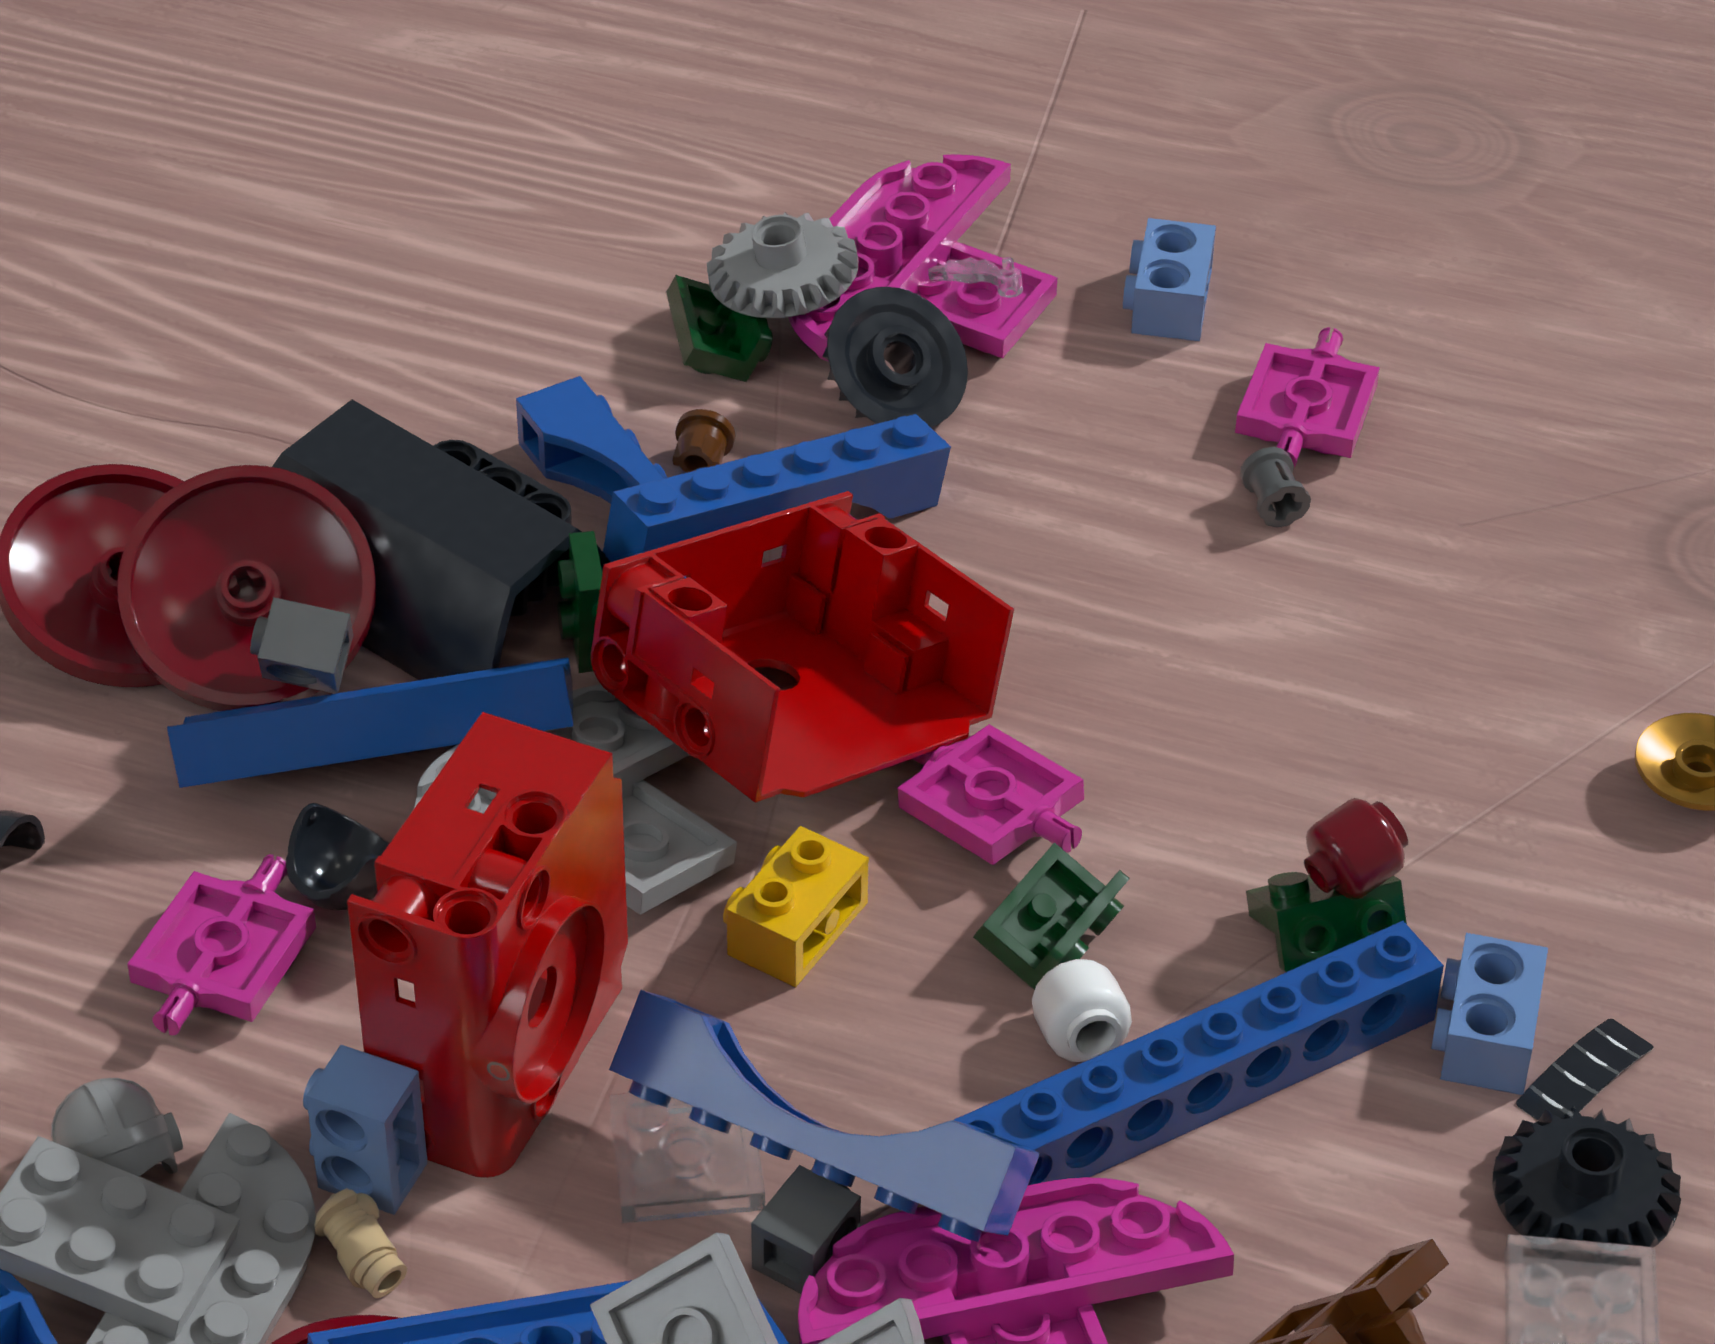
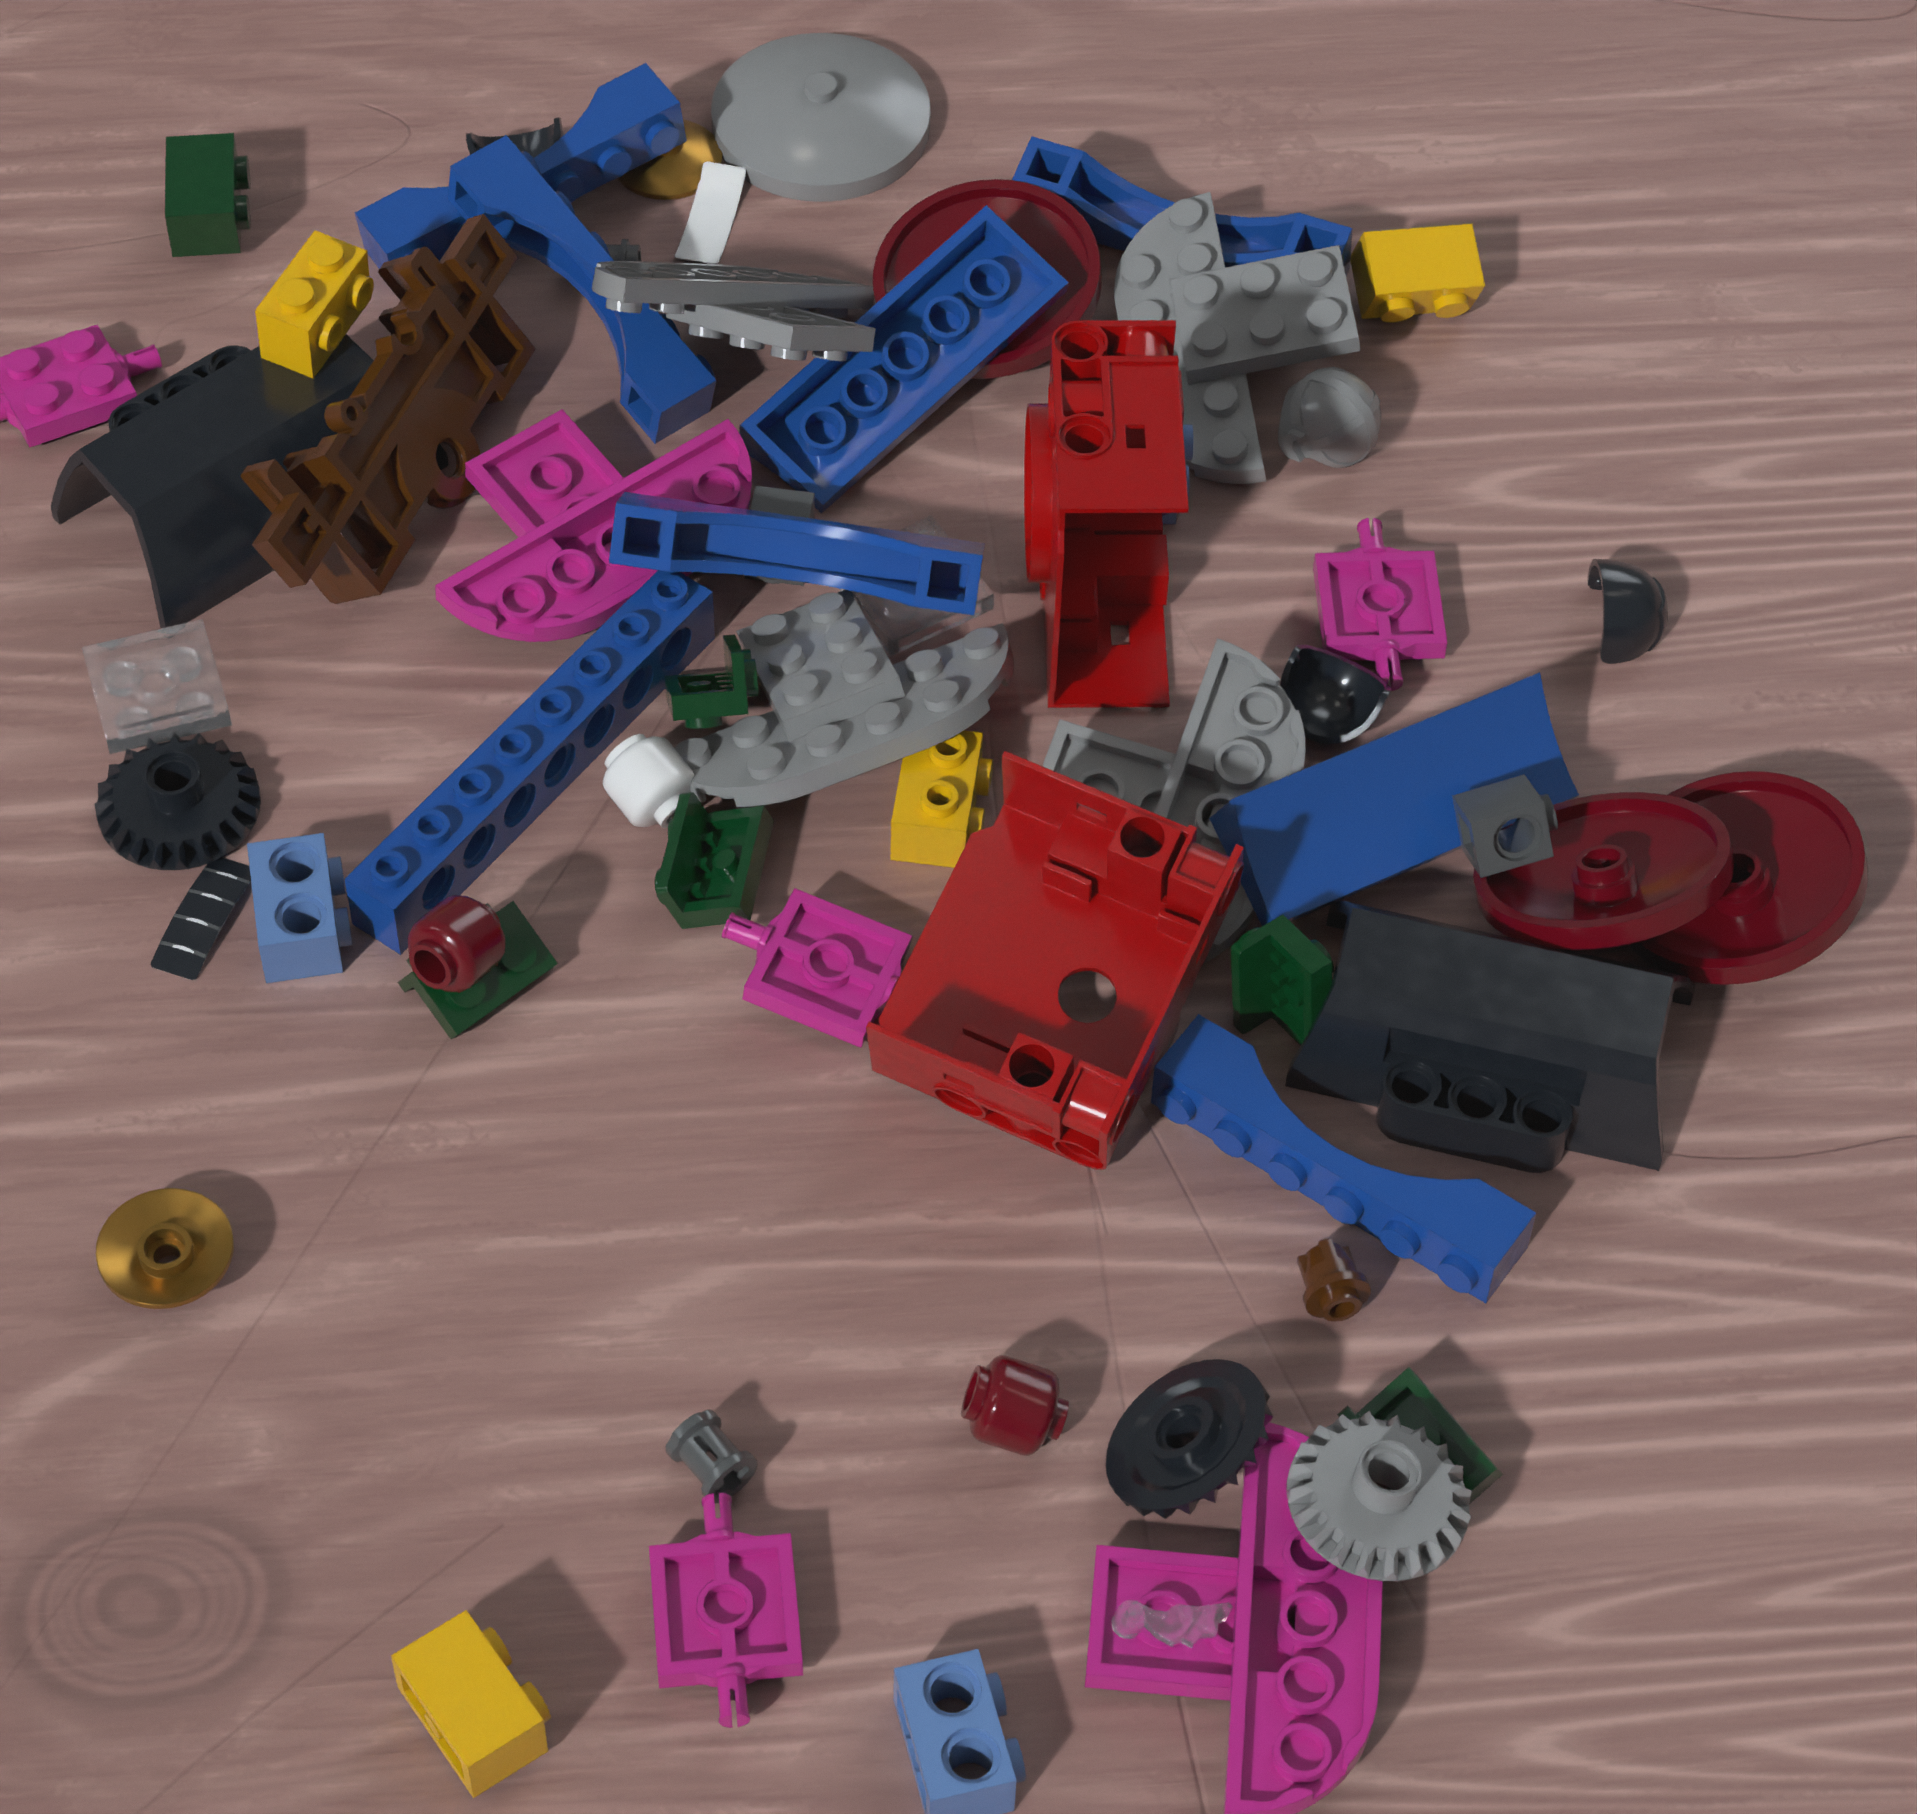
camera: 155 degrees right, 10 degrees up
(854, 988) = (841, 703): none -> light grey plate
(884, 465) = (1145, 1232): blue arch -> none
(978, 1047) = (708, 696): none -> dark green bracket
(1014, 439) = (1014, 1405): none -> dark red head
(1531, 387) = (472, 1702): none -> yellow brick

